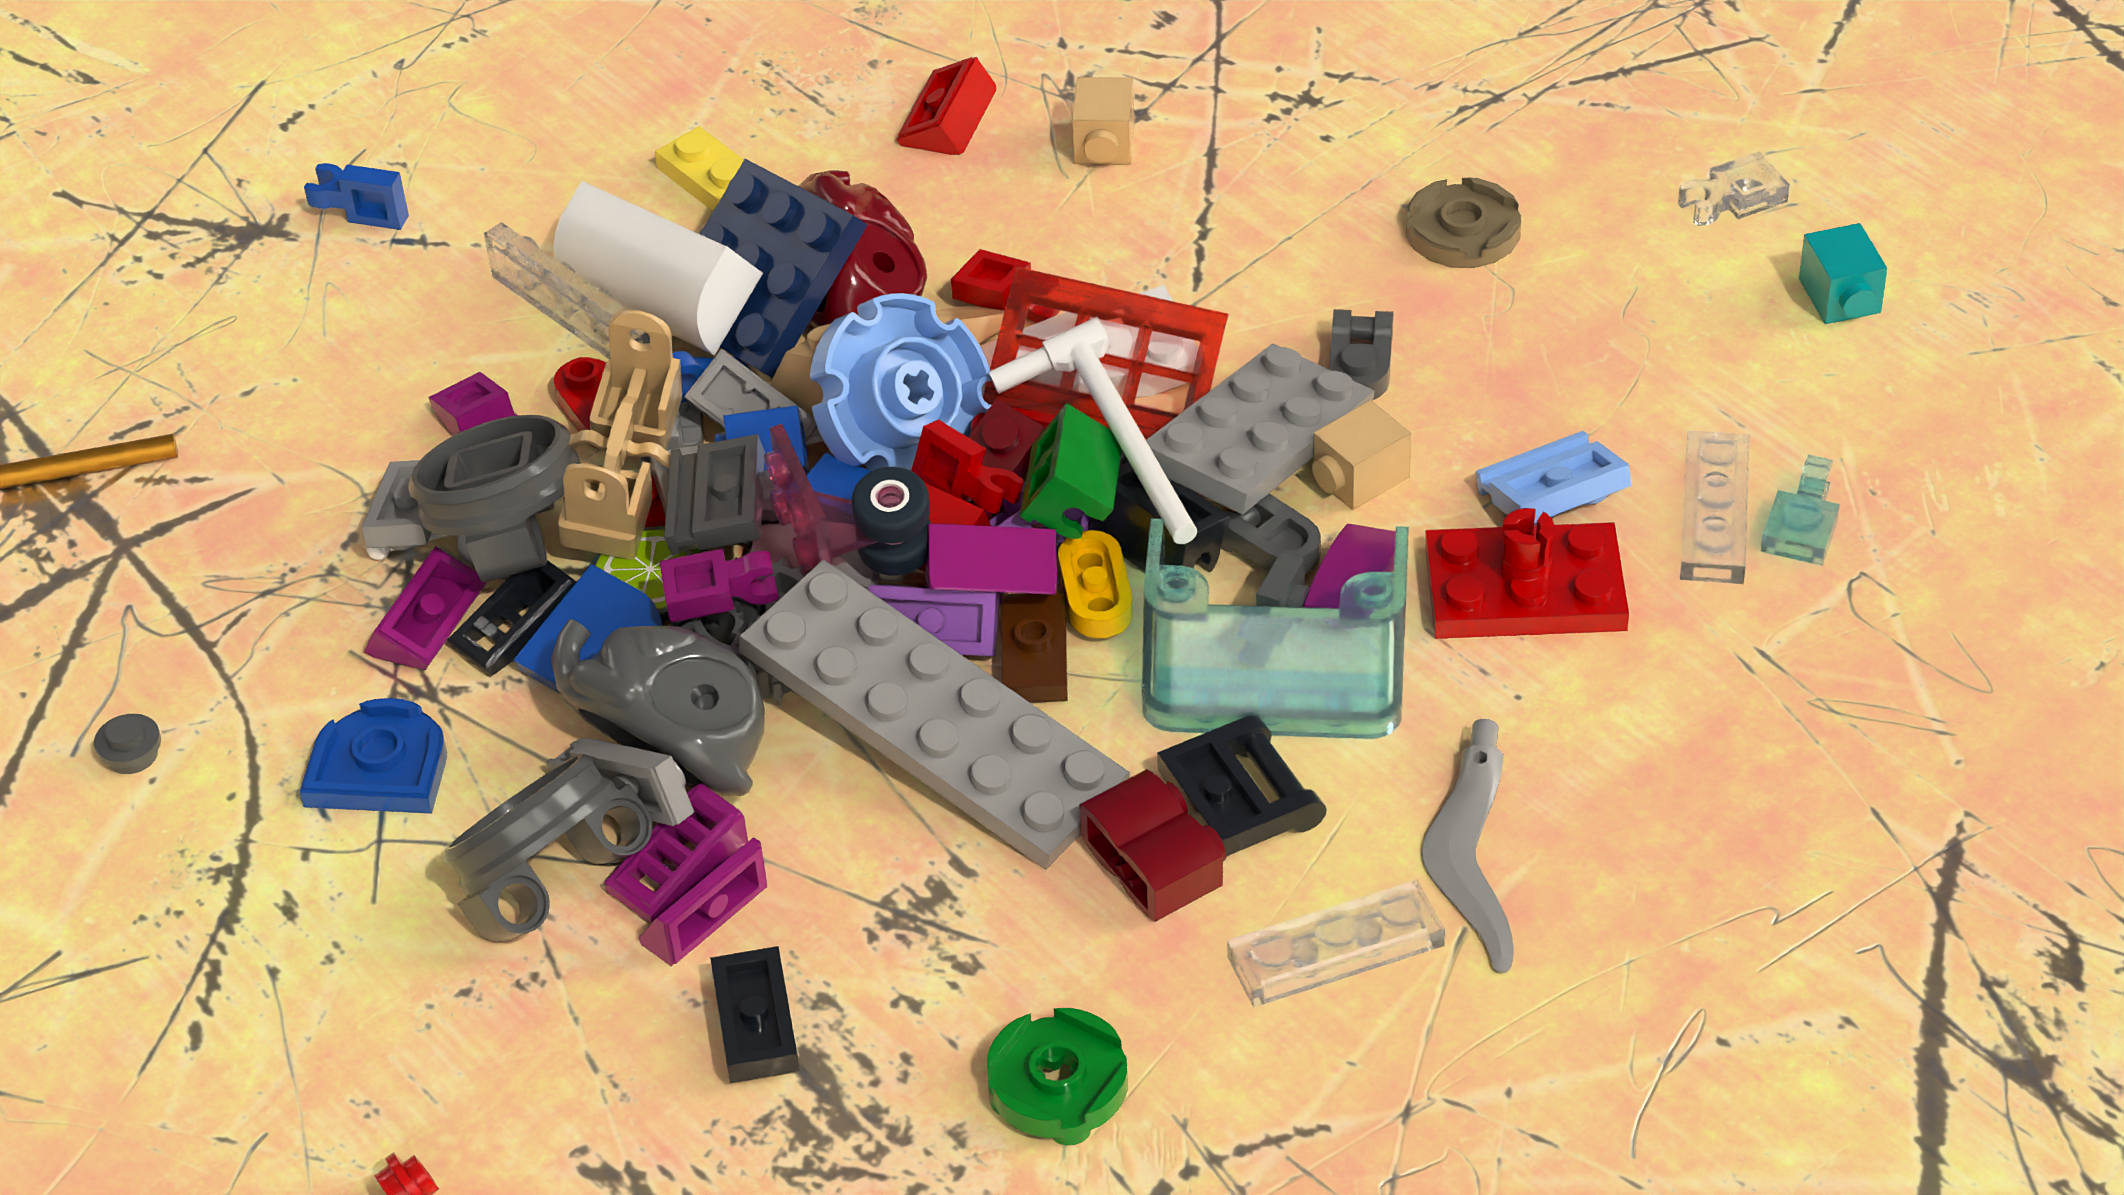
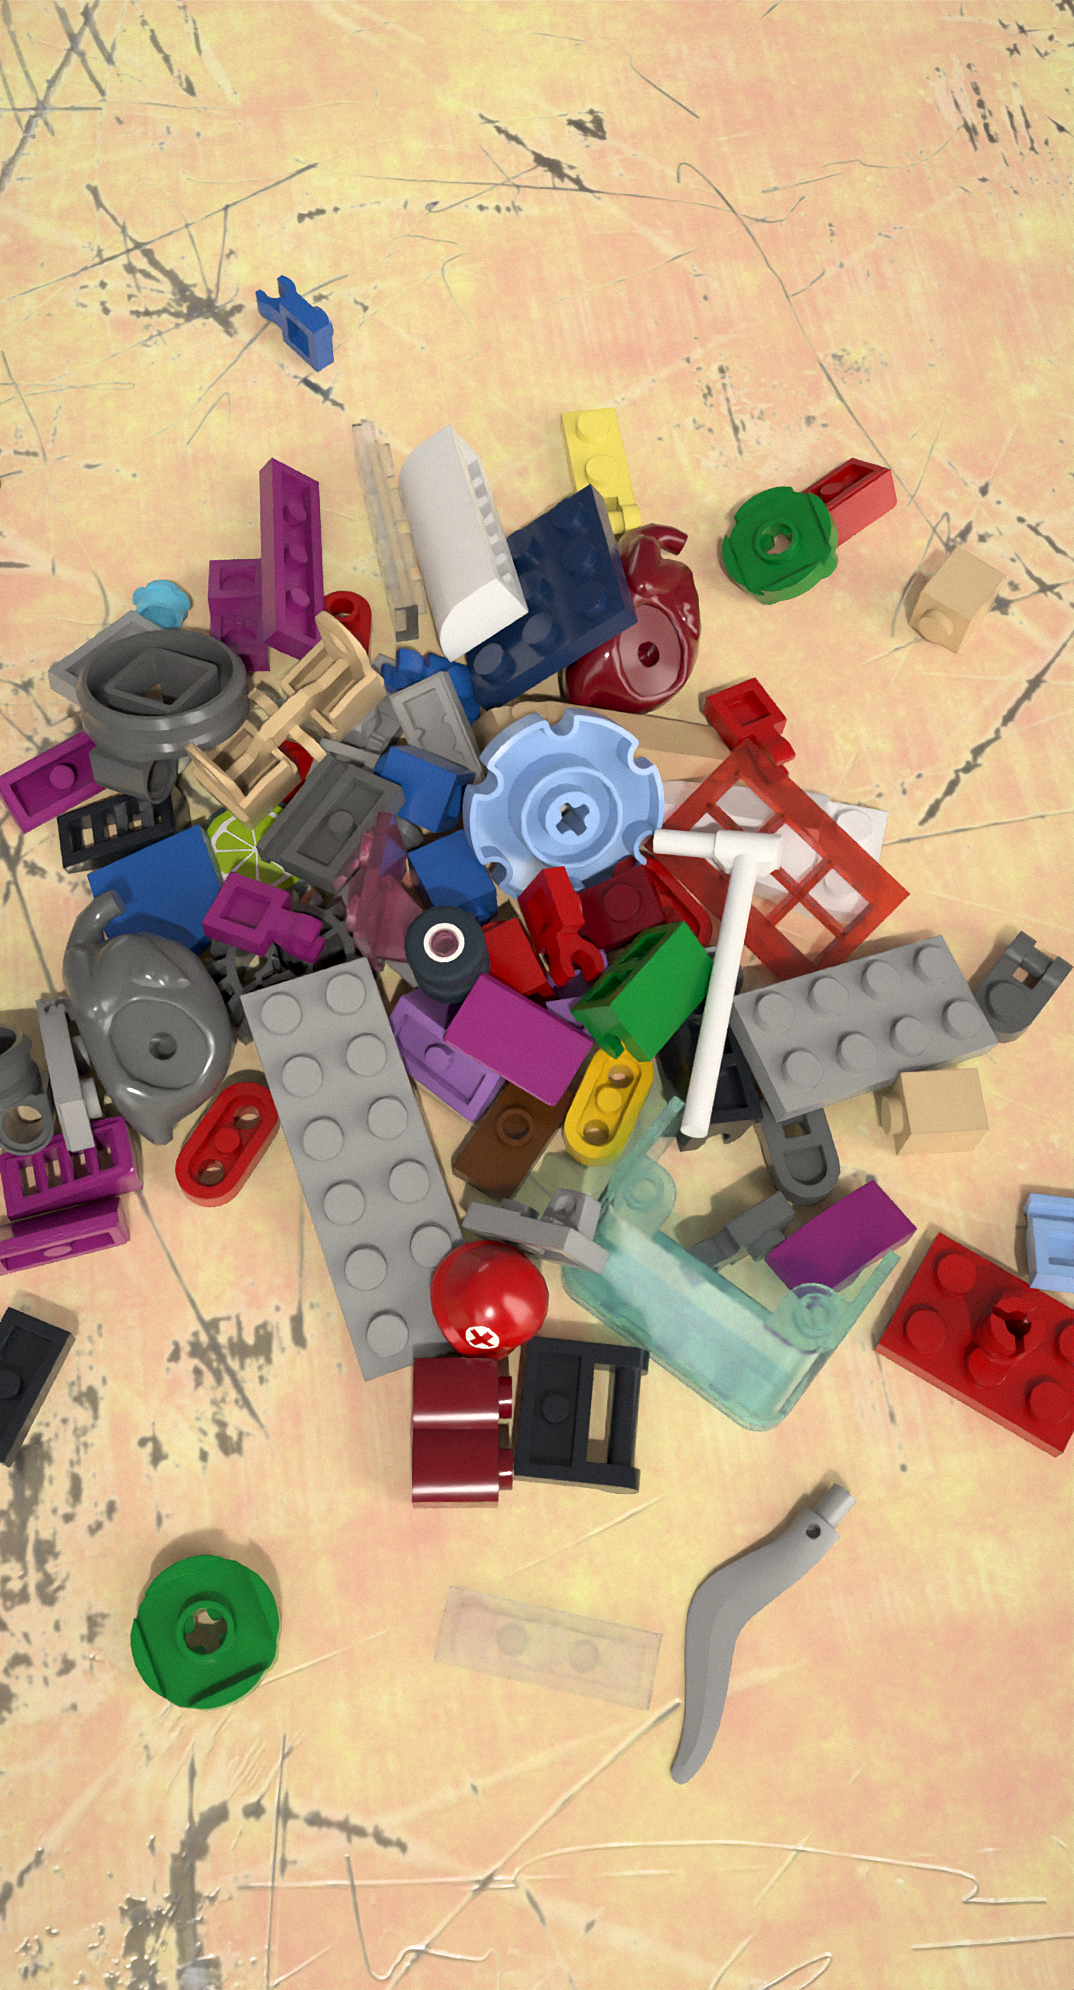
camera: 25 degrees right, 20 degrees up
(407, 434) = (162, 604): none -> medium azure plate
(509, 356) = (290, 559): none -> magenta plate
(800, 769) = (225, 1146): none -> red plate
(950, 164) = (797, 568): none -> green plate
(1108, 735) = (488, 1299): none -> red helmet
(1116, 675) = (560, 1236): none -> light grey hinge

